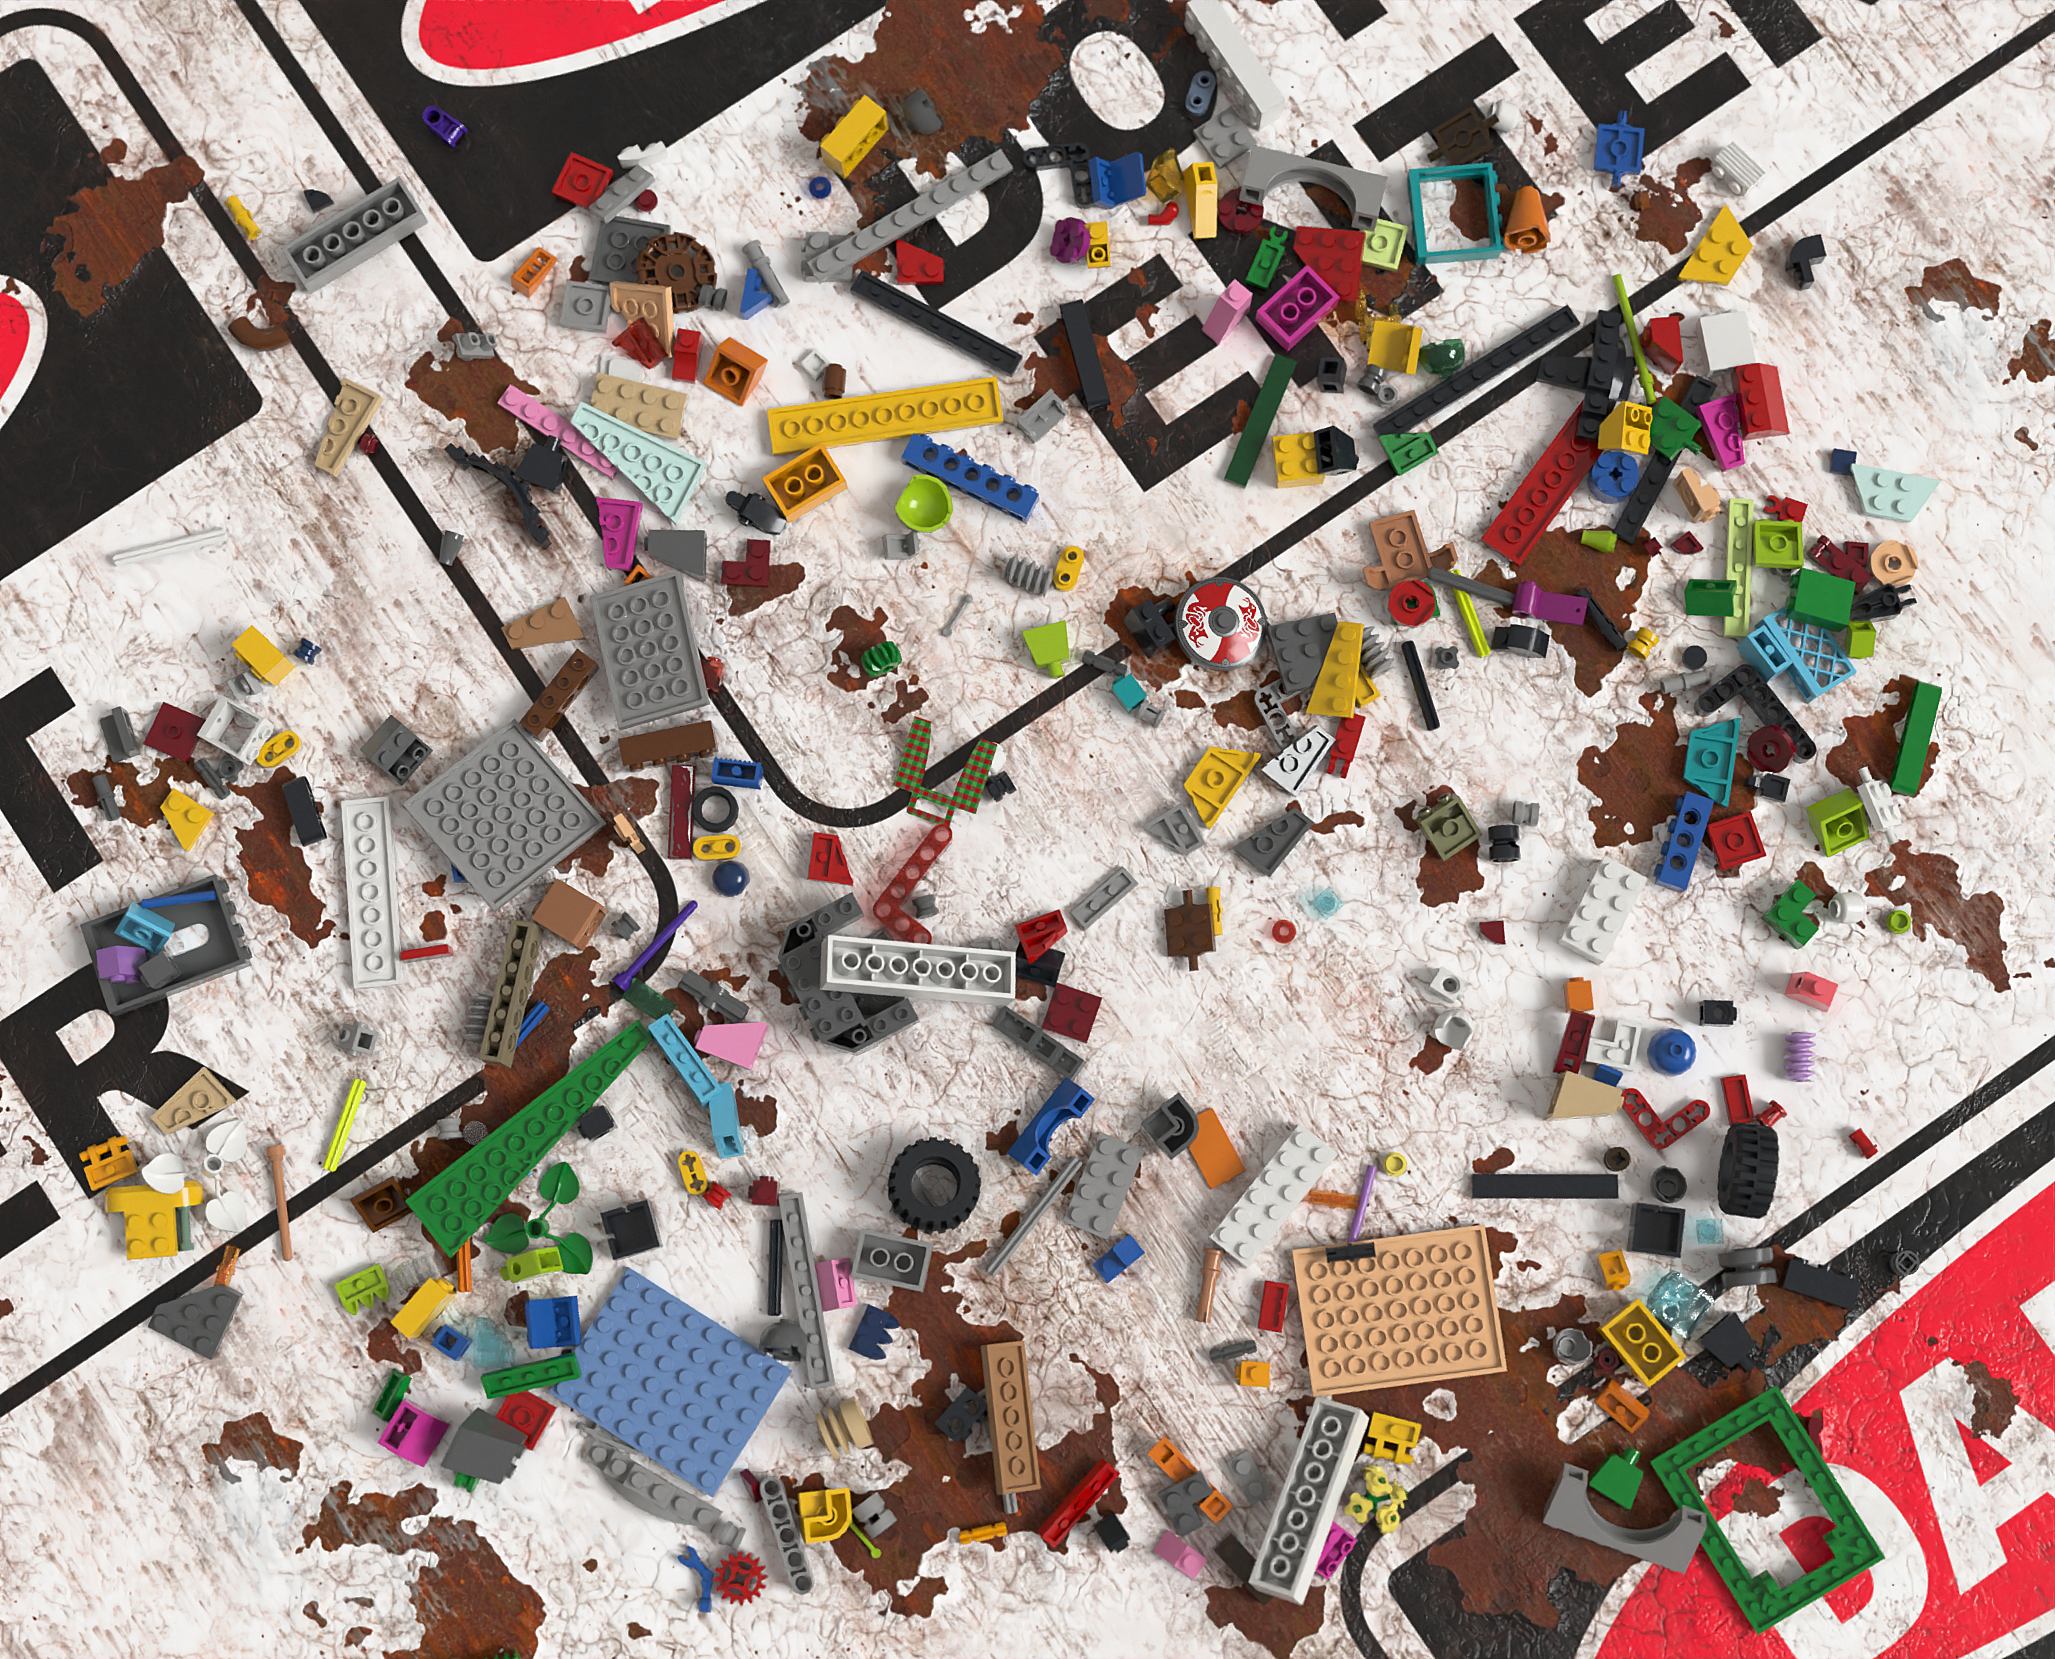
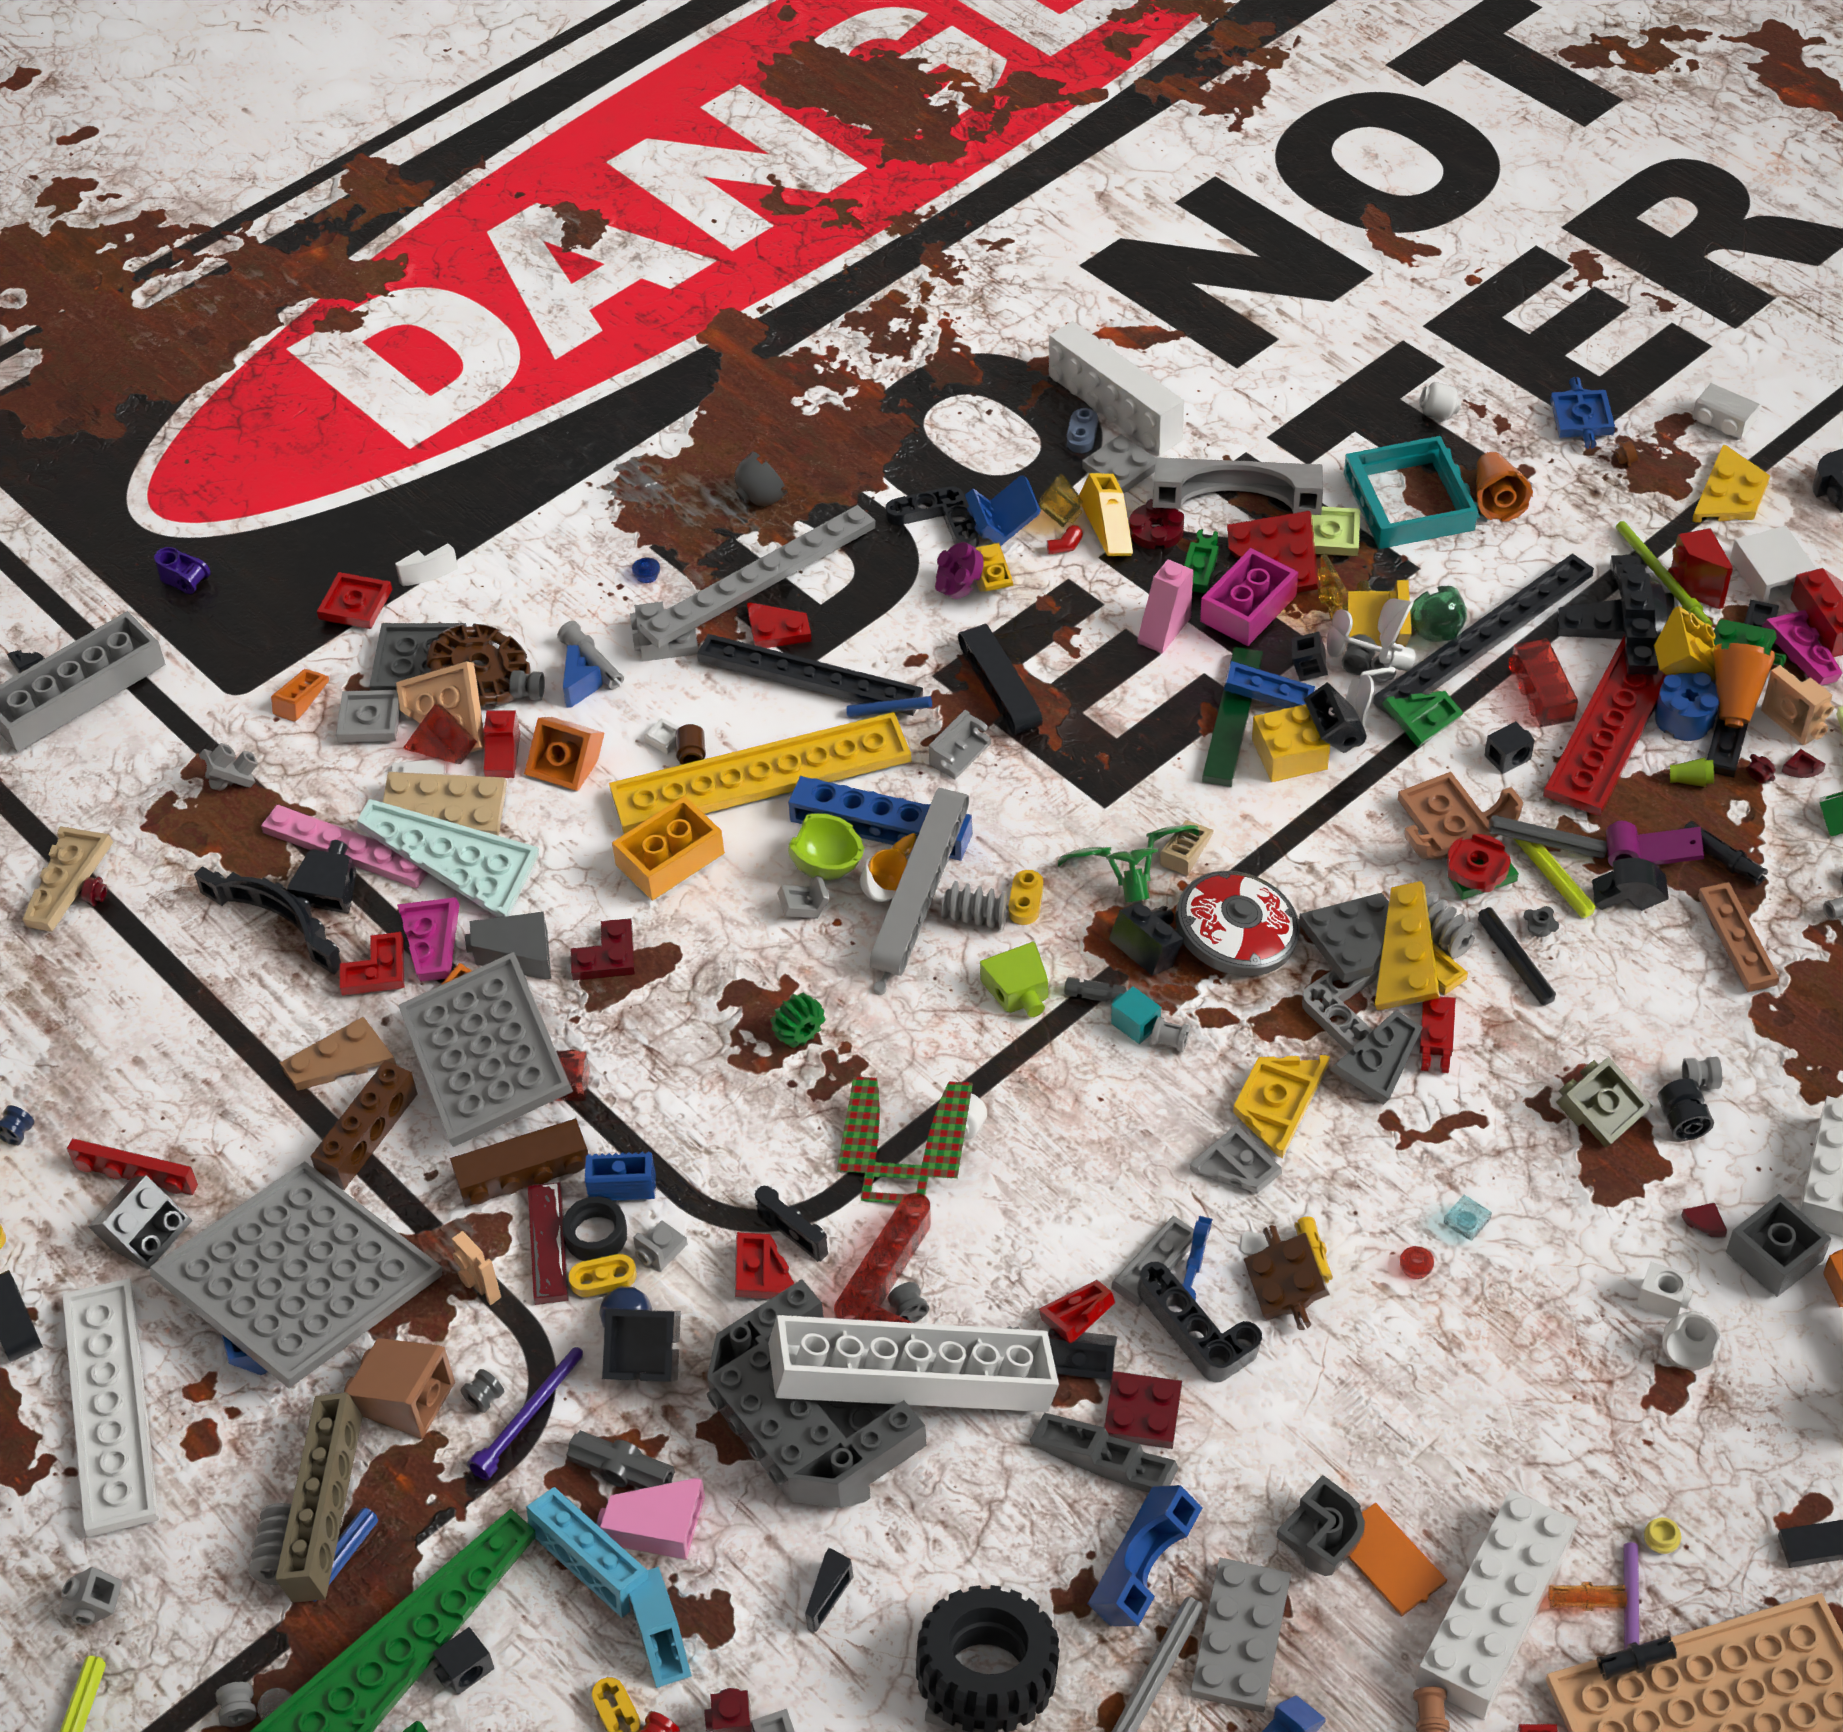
camera: 10 degrees left, 30 degrees down
(399, 706) = (128, 1165): none -> red plate
(426, 953) = (192, 1469): red tile -> none
(450, 547) = (207, 980): dark grey cone -> none
(581, 557) = (380, 973): none -> red plate
(622, 194) = (403, 601): light grey plate -> none
(646, 201) = (434, 608): dark red plate -> none
(648, 1000) = (522, 1479): clear green slope -> none
(737, 909) = (641, 1343): none -> black piece
(756, 512) = (609, 889): black hinge -> none
(759, 828) = (659, 1245): none -> light grey bracket
(843, 1106) = (830, 1584): none -> black slope
(853, 826) = (791, 1223): none -> black hinge
(854, 136) = (680, 509): yellow brick -> none
(966, 536) = (885, 869): none -> light orange hair
(989, 550) = (919, 881): none -> light grey beam
(993, 370) = (889, 706): none -> blue bar
(998, 787) = (985, 1145): black wheel -> none
(1118, 954) = (1195, 1319): none -> black beam
(1129, 906) = (1195, 1259): none -> blue piece
(1149, 573) = (1134, 881): none -> green plant
(1189, 557) = (1184, 863): none -> tan slope
(1273, 843) = (1375, 1157): dark grey wing -> none
(1293, 403) = (1266, 686): none -> blue plate
(1395, 390) = (1391, 654): none -> white plant
(1463, 137) = (1400, 420): dark brown plate -> none
(1466, 492) = (1509, 747): none -> black brick
(1508, 433) = (1543, 682): none -> clear red brick
(1535, 966) = (1778, 1245): none -> dark grey brick
(1588, 697) = (1738, 937): none -> nougat plate
(1643, 643) = (1787, 868): yellow wheel -> none
(1656, 470) = (1740, 680): none -> orange cone

